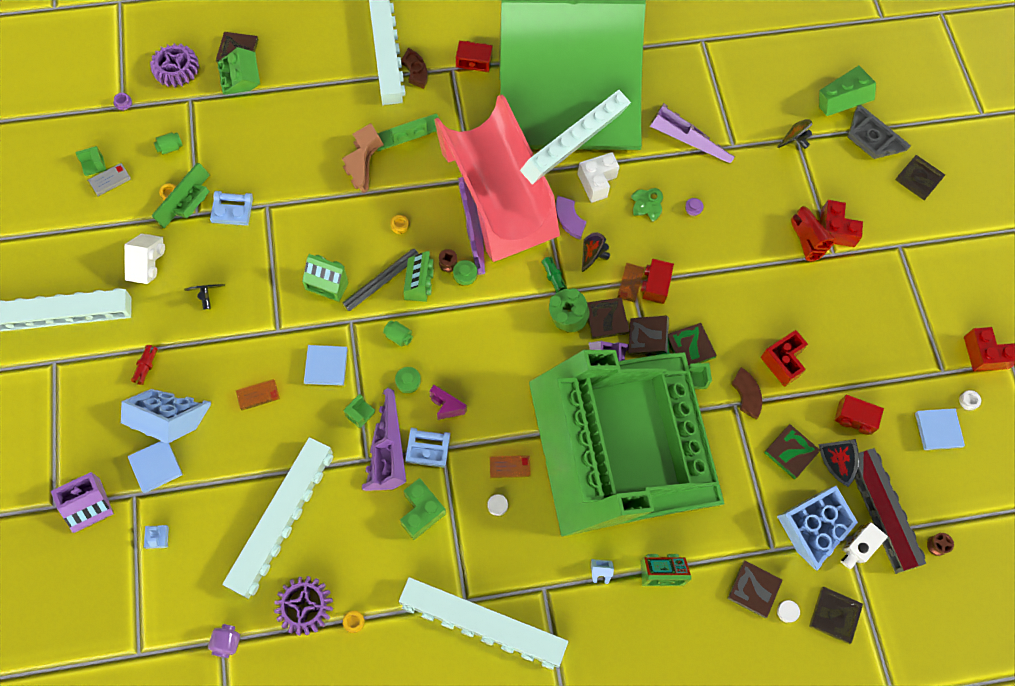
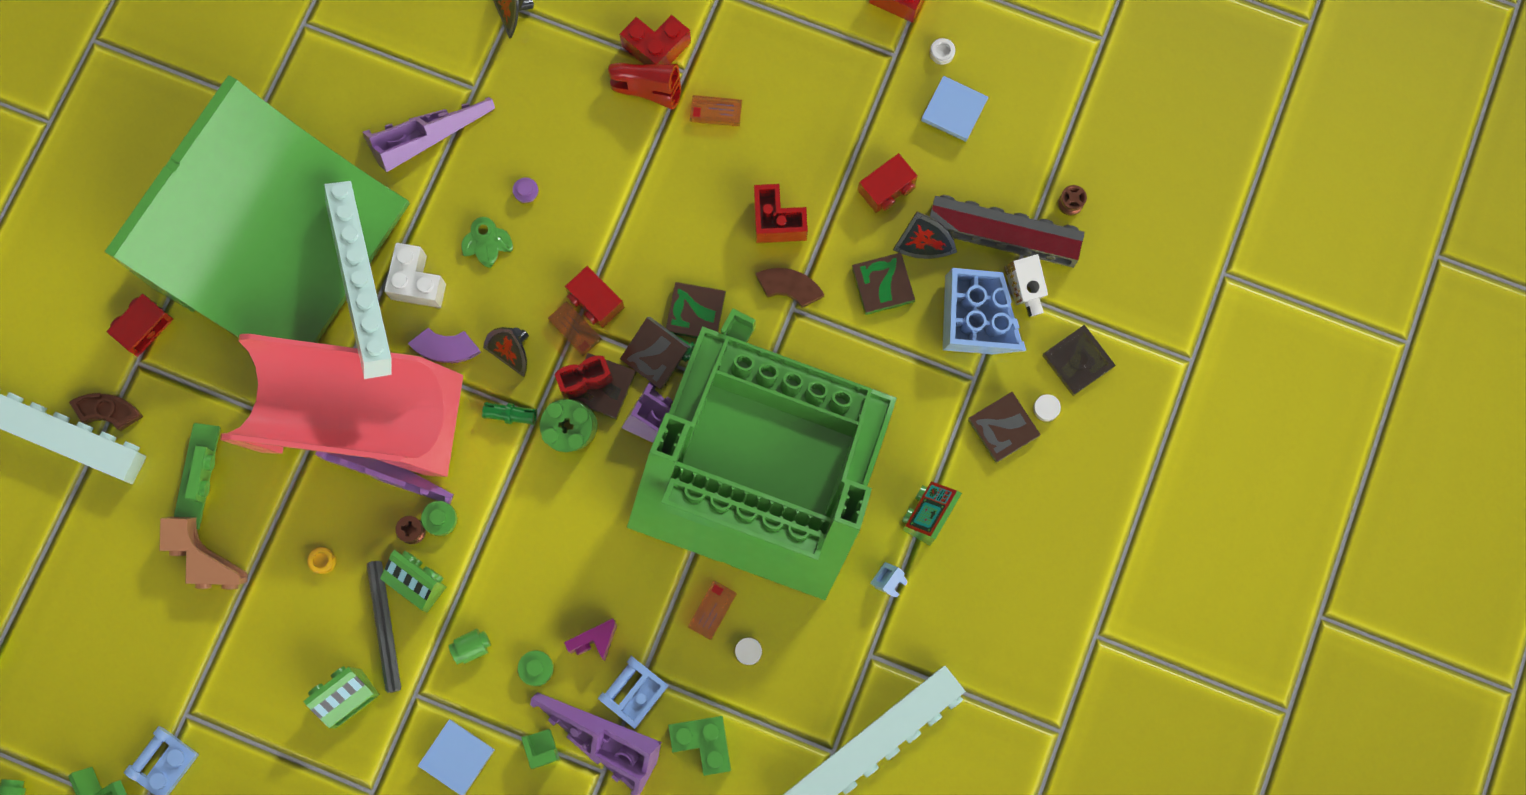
camera: 55 degrees left, 10 degrees up
(608, 302) = (577, 379): none -> red brick
(824, 285) = (716, 110): none -> clear orange tile

